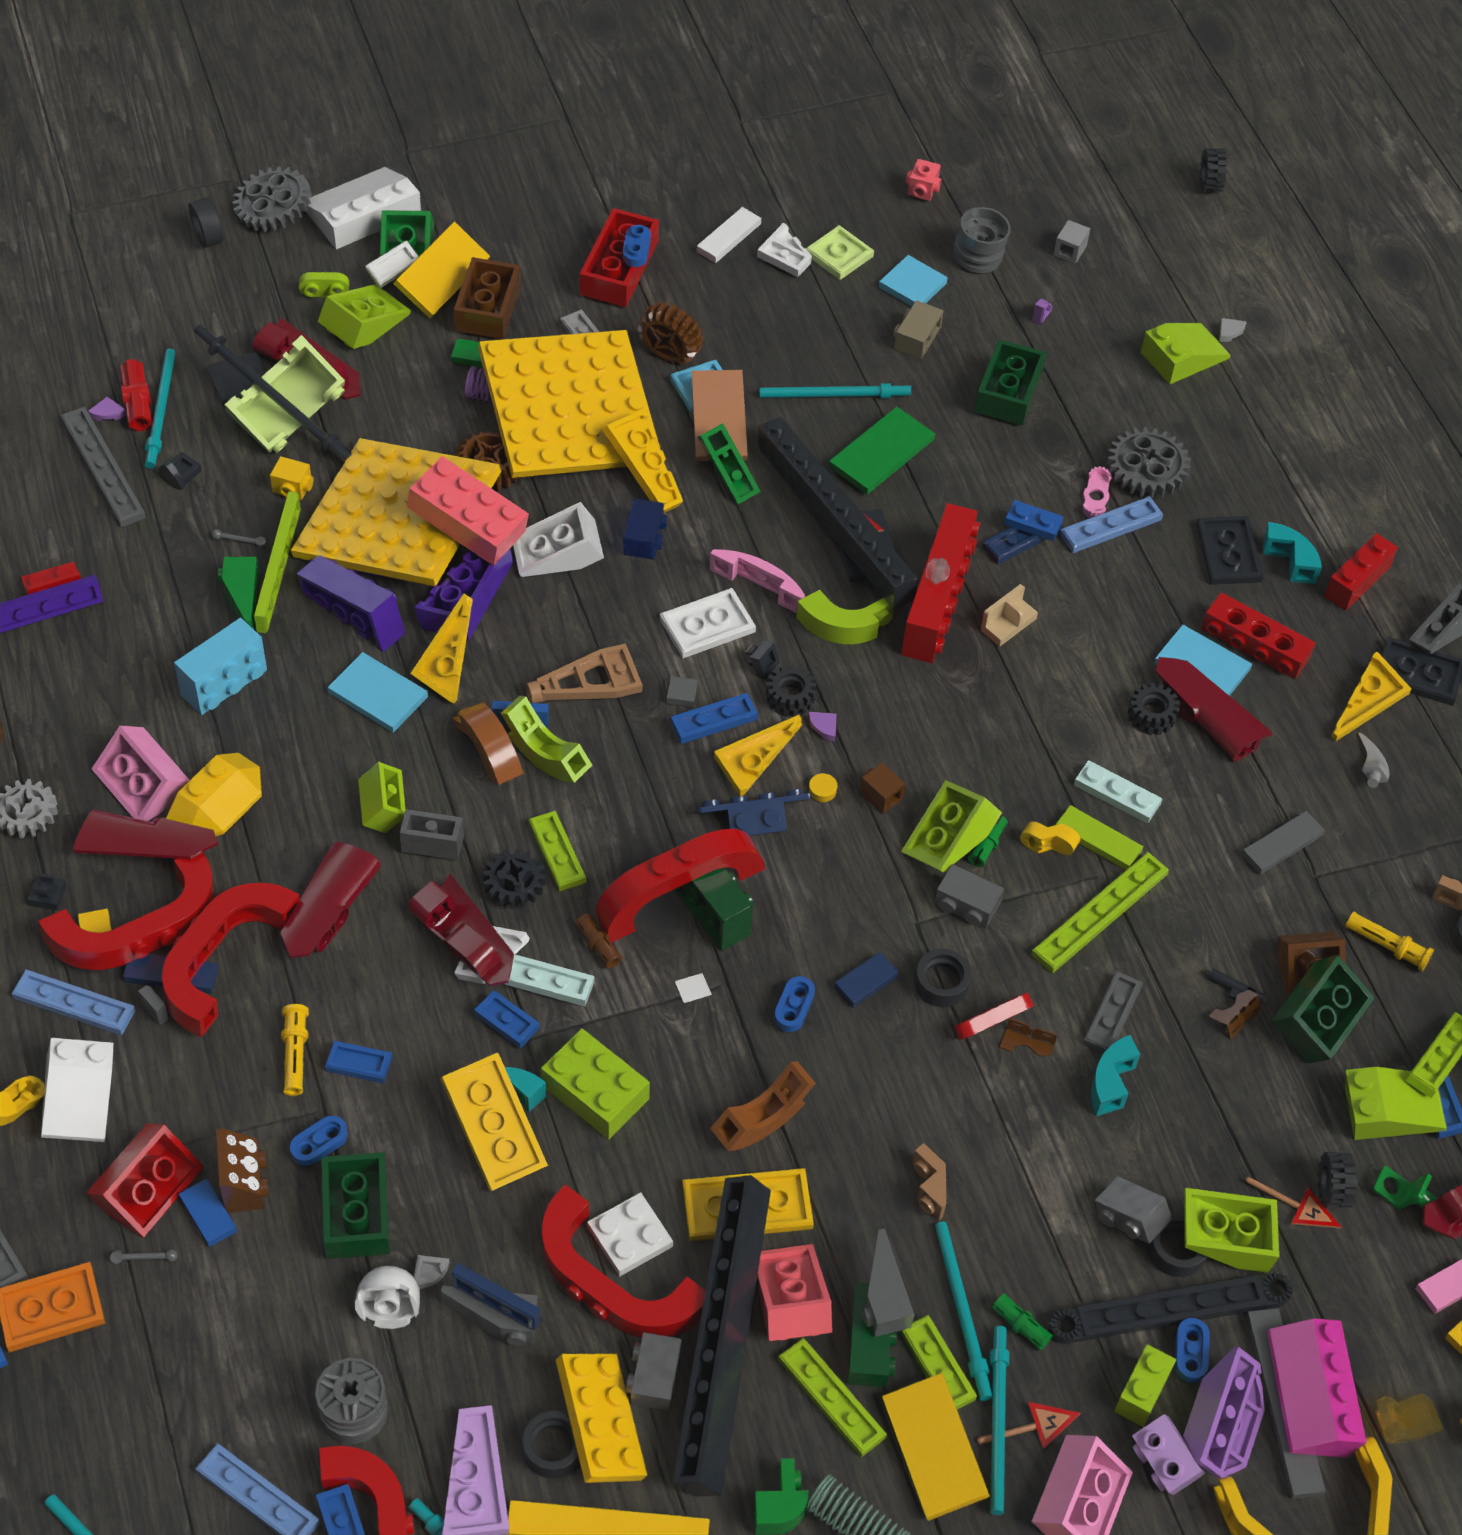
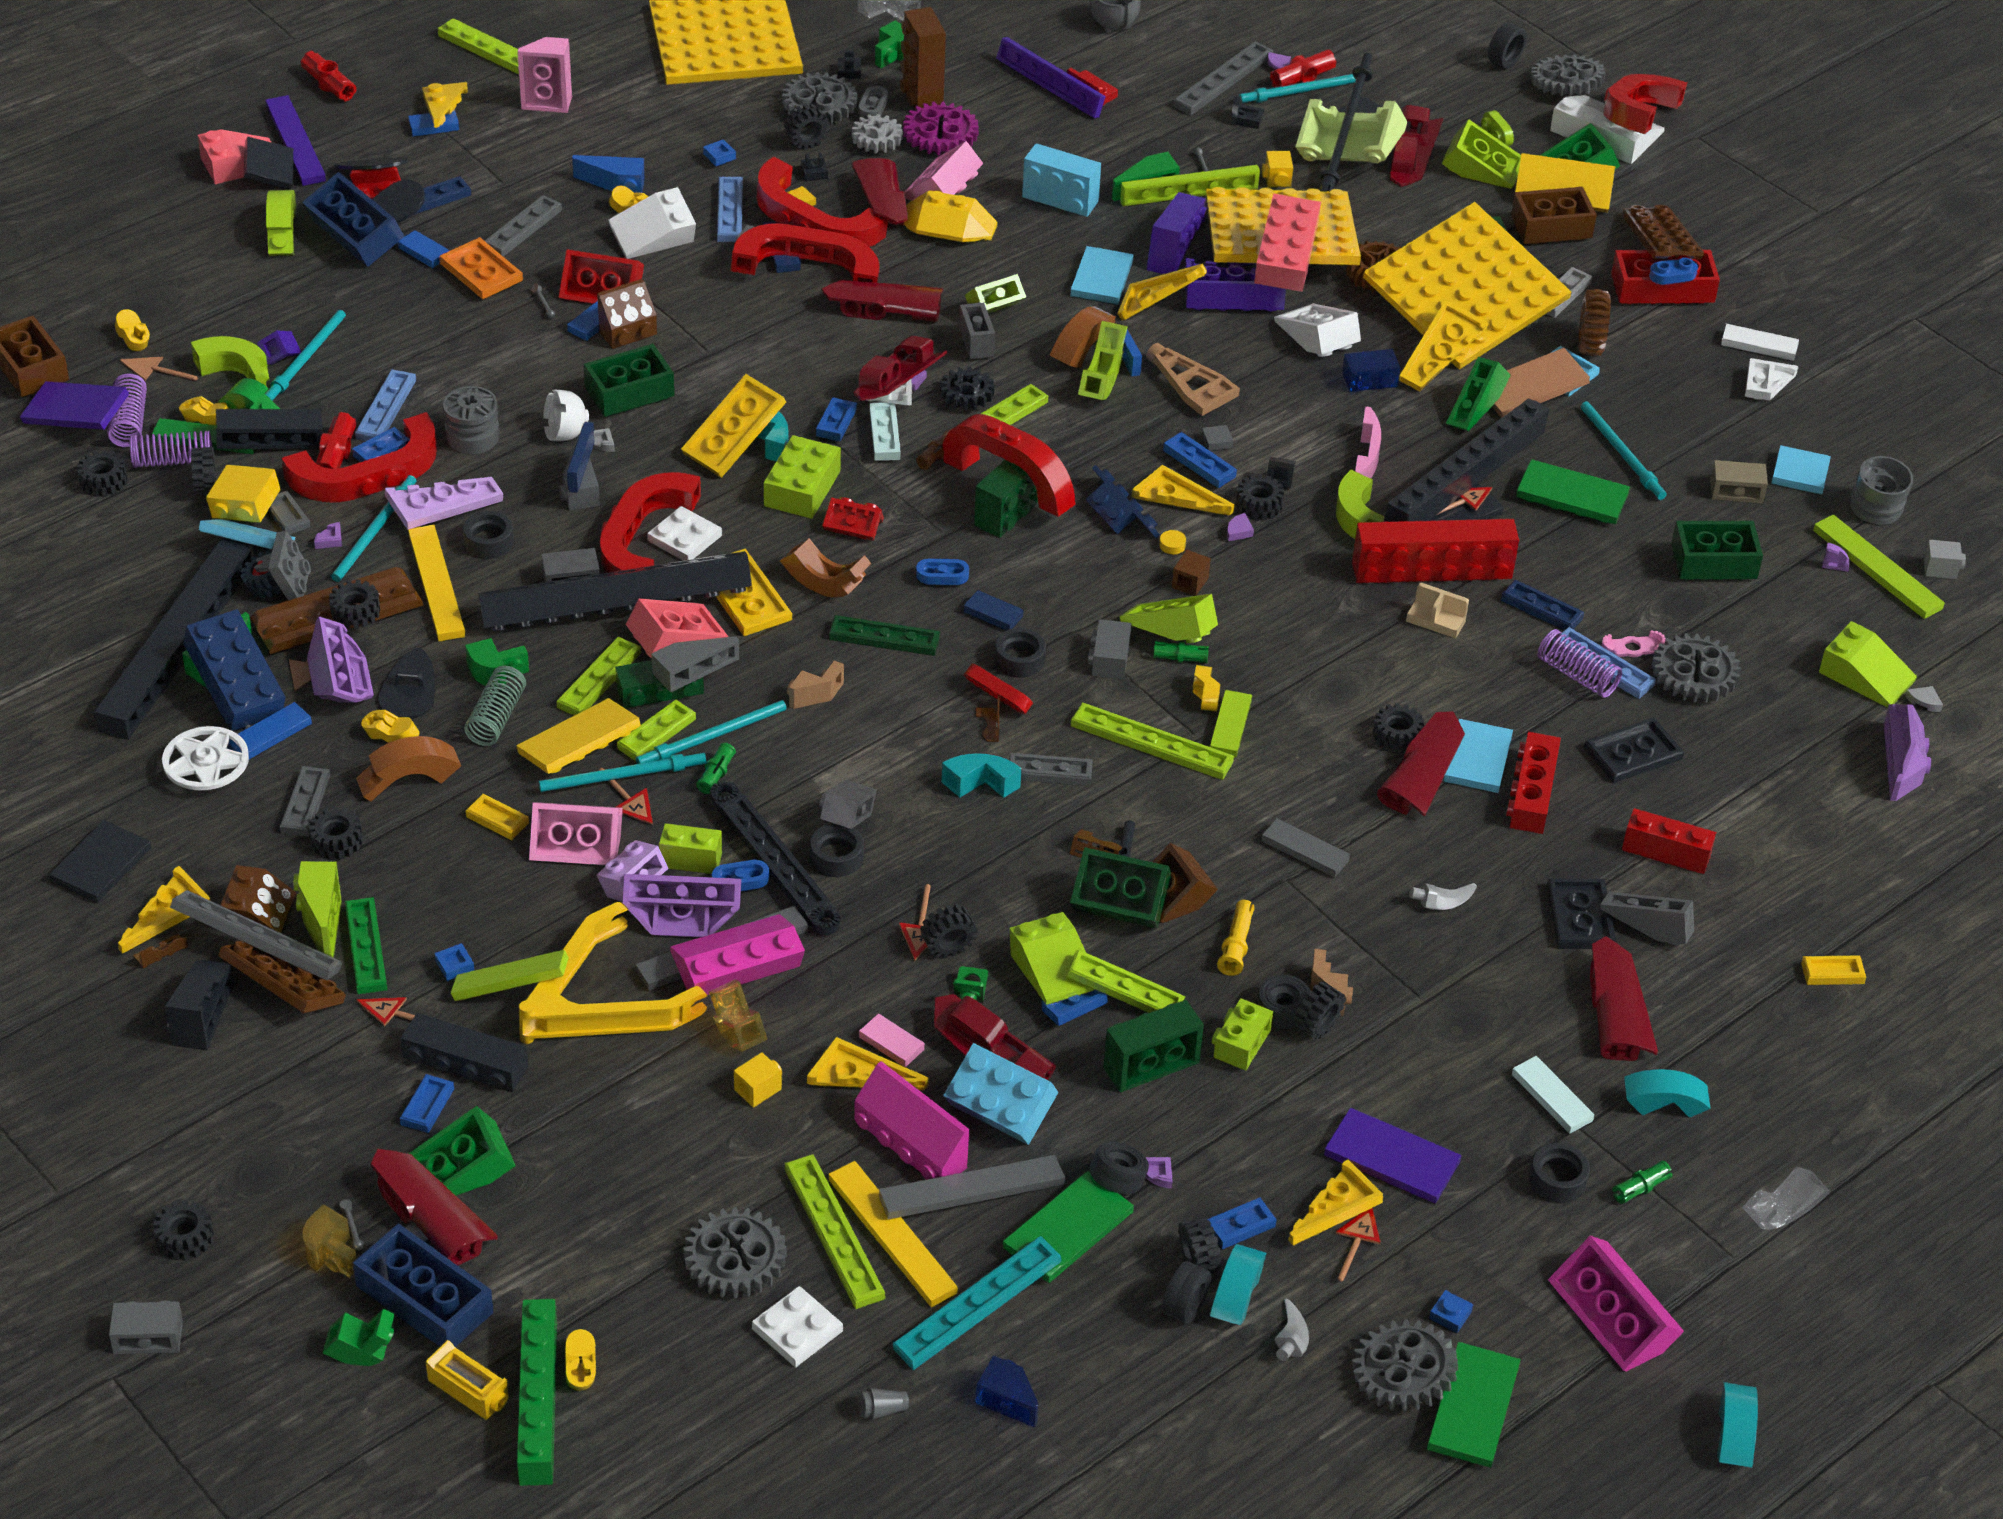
camera: 70 degrees right, 10 degrees down
(50, 744) = (922, 127): none -> magenta gear
(294, 1039) = (759, 317): yellow pin -> none
(317, 1140) = (679, 353): blue plate -> none
(358, 1062) = (758, 358): blue tile -> none
(366, 178) = (1625, 97): none -> red arch
(392, 264) = (1546, 149): white tile -> none
(564, 232) = (1661, 232): none -> reddish brown plate
(601, 1418) = (515, 548): yellow plate -> none
(679, 1058) = (853, 518): none -> red bracket
(693, 988) = (929, 517): white sticker -> none
(707, 623) = (1301, 436): white tile -> none
(839, 252) = (1799, 415): yellowish green tile -> none
(865, 1093) = (884, 635): none -> dark green tile
(923, 180) = (1932, 440): coral brick -> none
(937, 570) = (1422, 515): clear plate -> none
(1034, 520) = (1561, 602): blue plate -> none
(1057, 287) = (1879, 567): none -> lime tile
(1094, 544) = (1604, 679): none -> medium lavender piece
(1118, 792) = (1290, 726): light aqua plate -> none
(1232, 1228) = (860, 867): lime slope -> none
(1298, 368) = (1905, 750): none -> medium lavender wedge
(1303, 557) = (1657, 794): teal brick -> none
(1376, 691) = (1517, 876): yellow wing -> none

